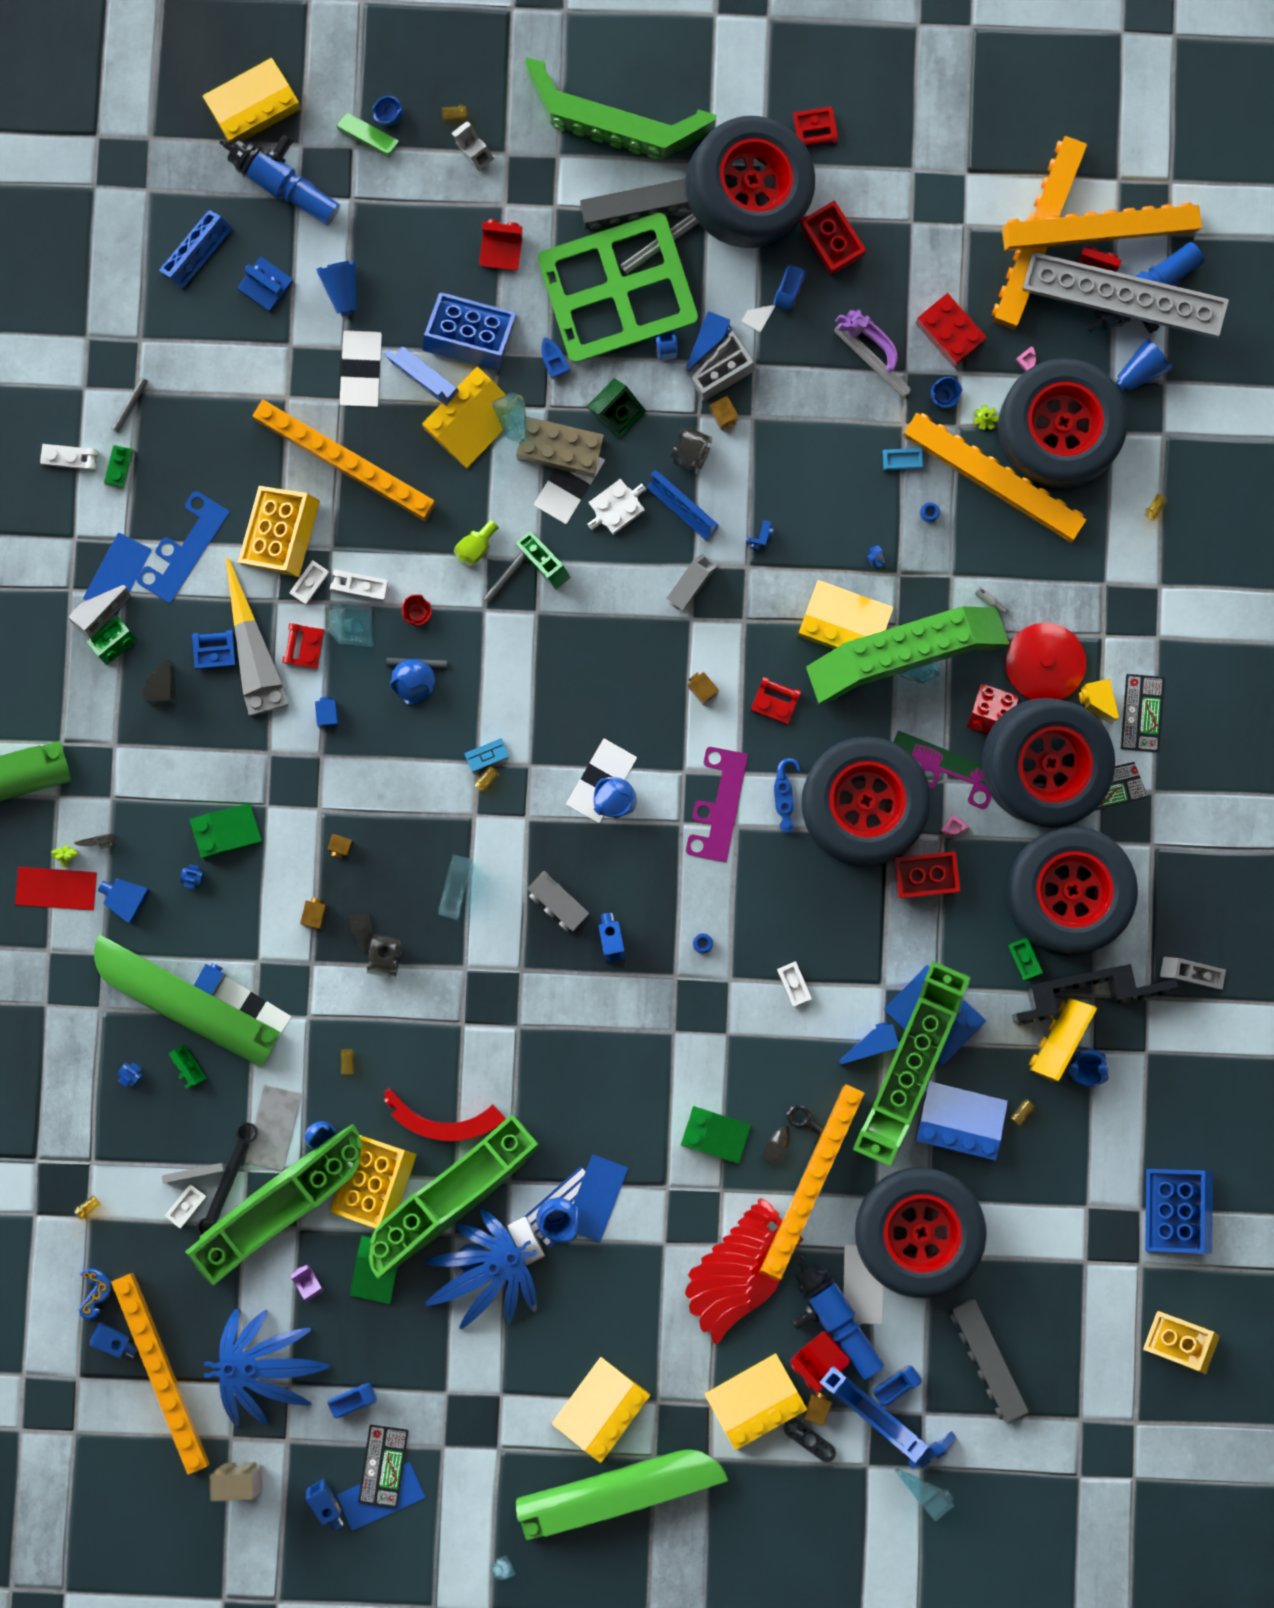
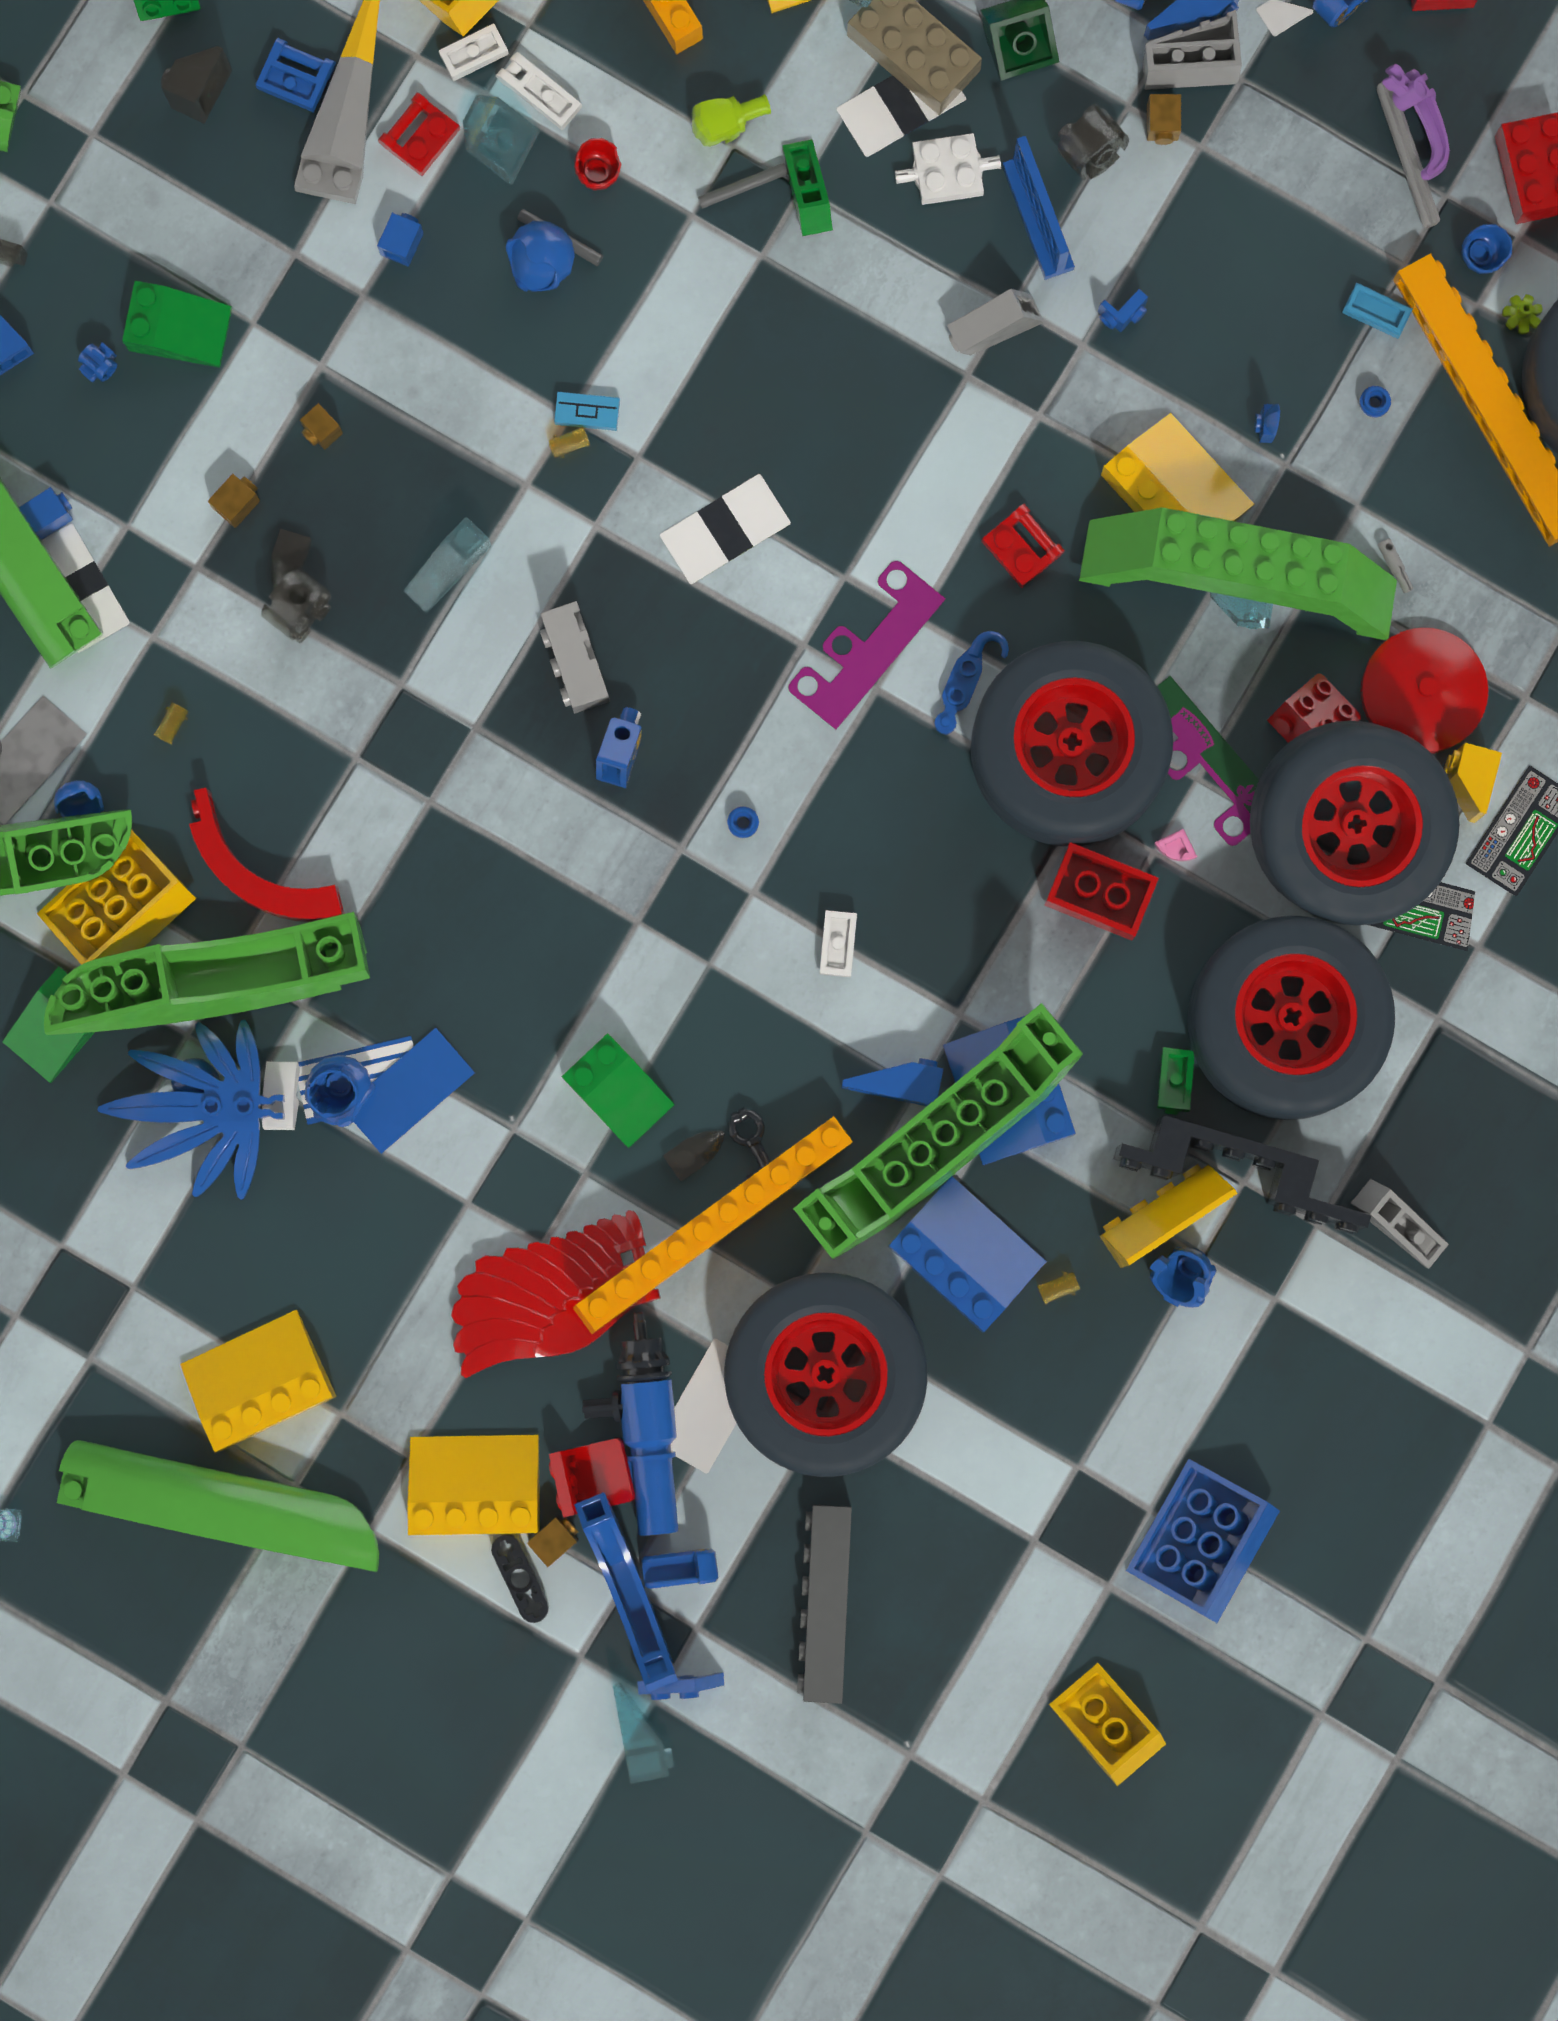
camera: 30 degrees right, 0 degrees up
(614, 797) = (728, 557): blue helmet -> none
(702, 687) = (932, 474): pearl gold brick -> none

